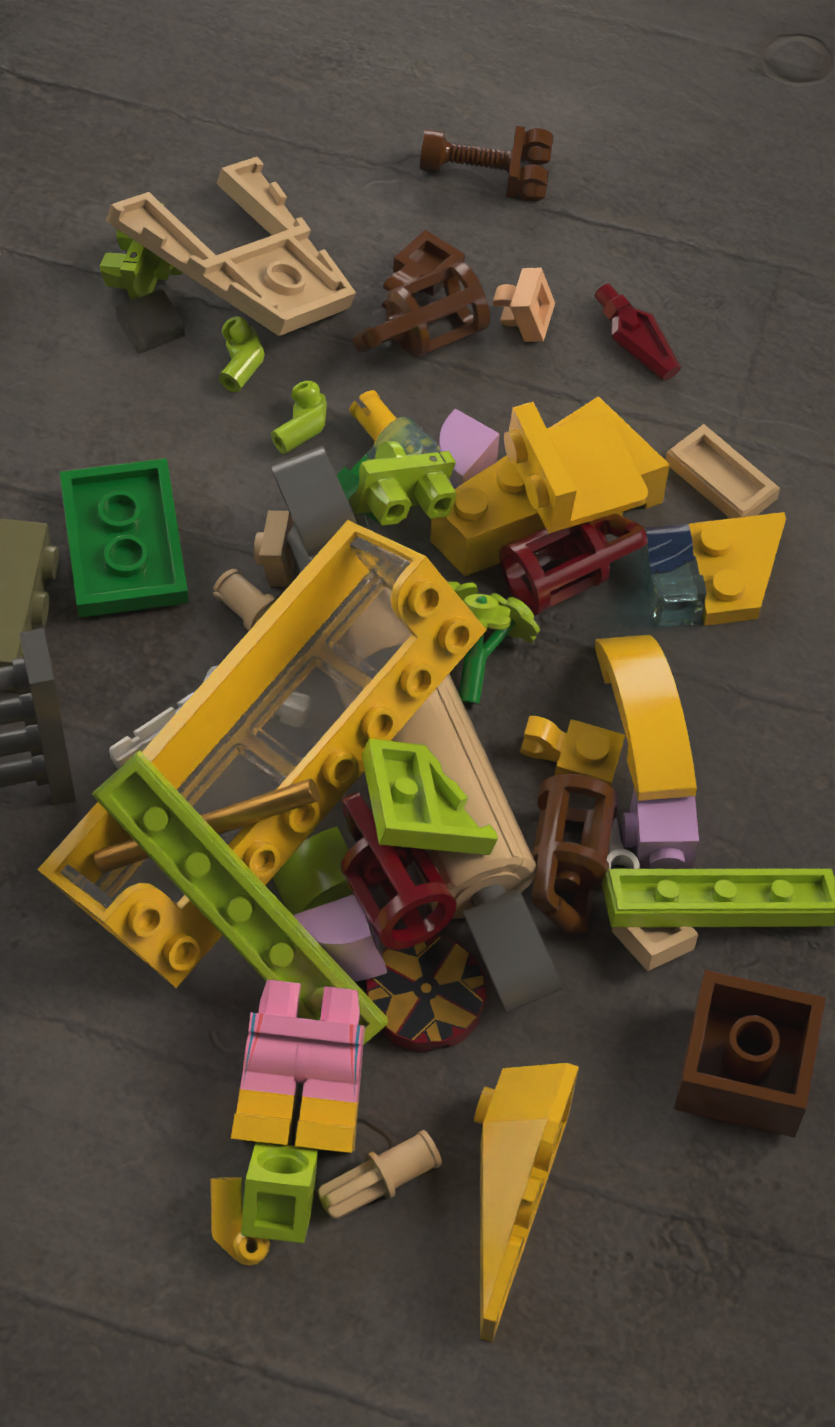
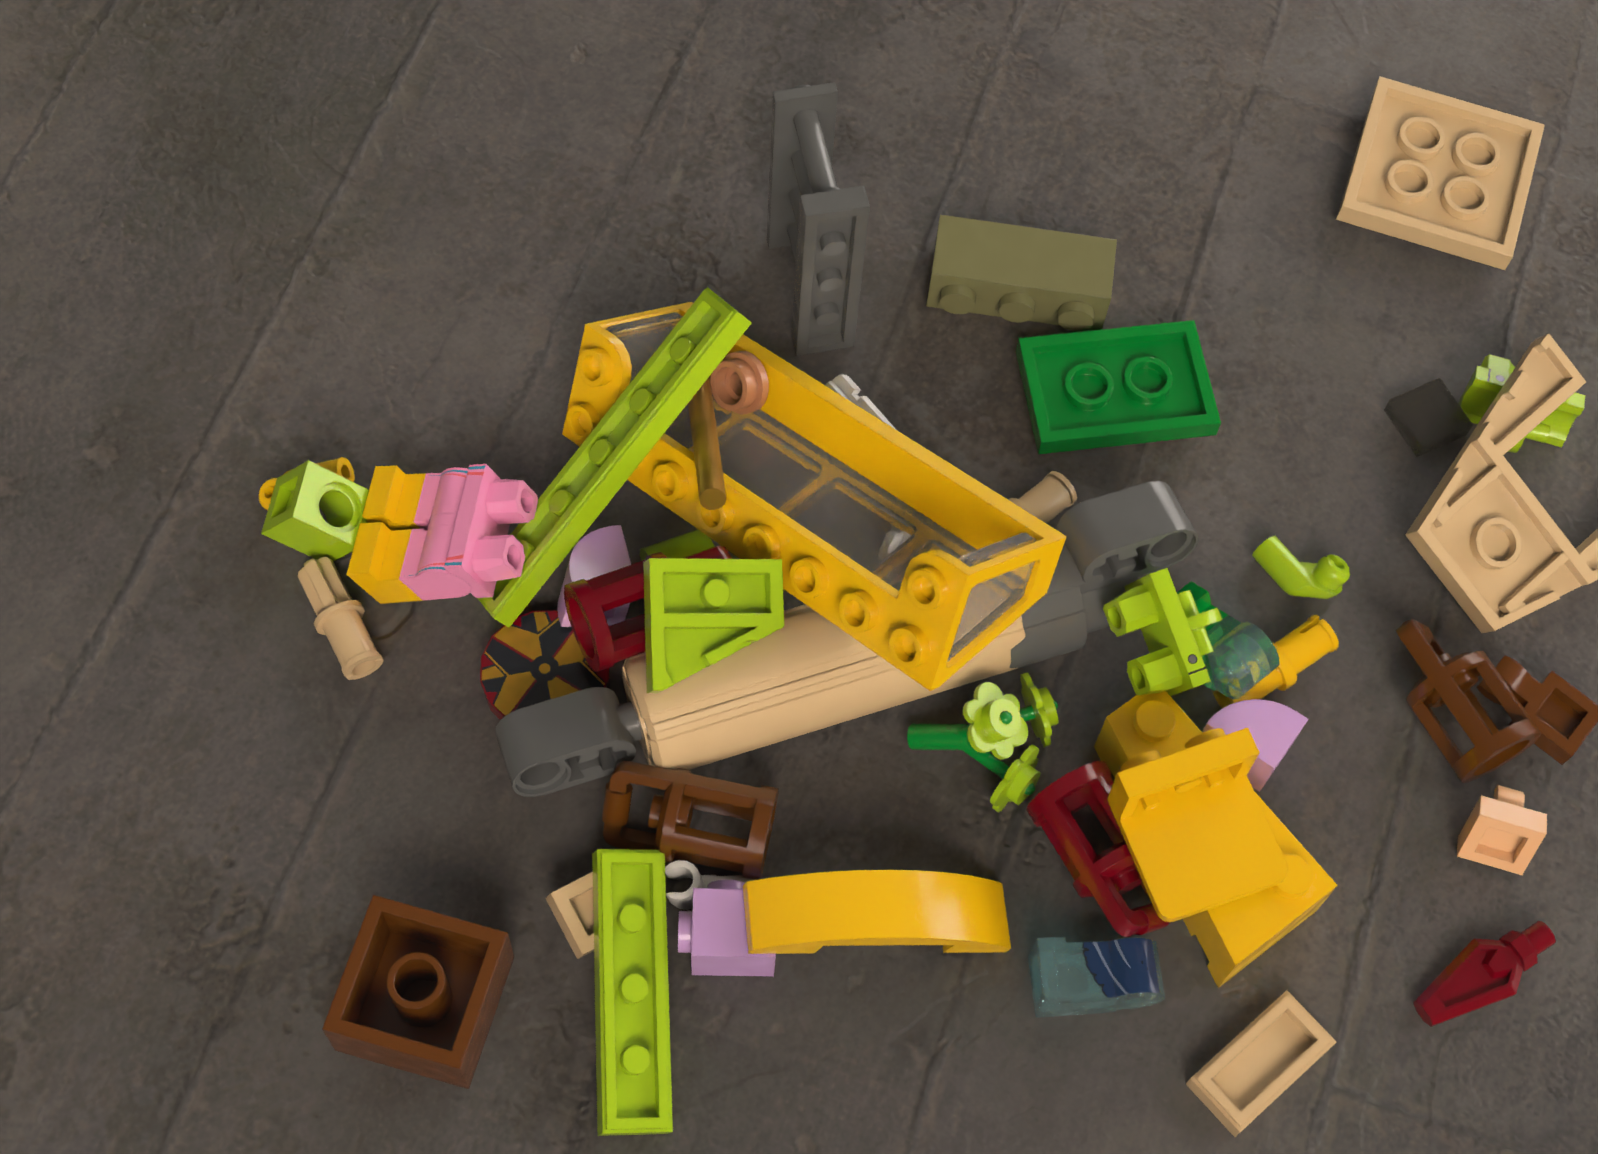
camera: 90 degrees right, 5 degrees up
(245, 353) = (1387, 515): lime arm -> none
(517, 1149) = (327, 741): yellow wedge -> none
(580, 751) = (844, 845): yellow plate -> none
(736, 564) = (1122, 1060): yellow wing -> none

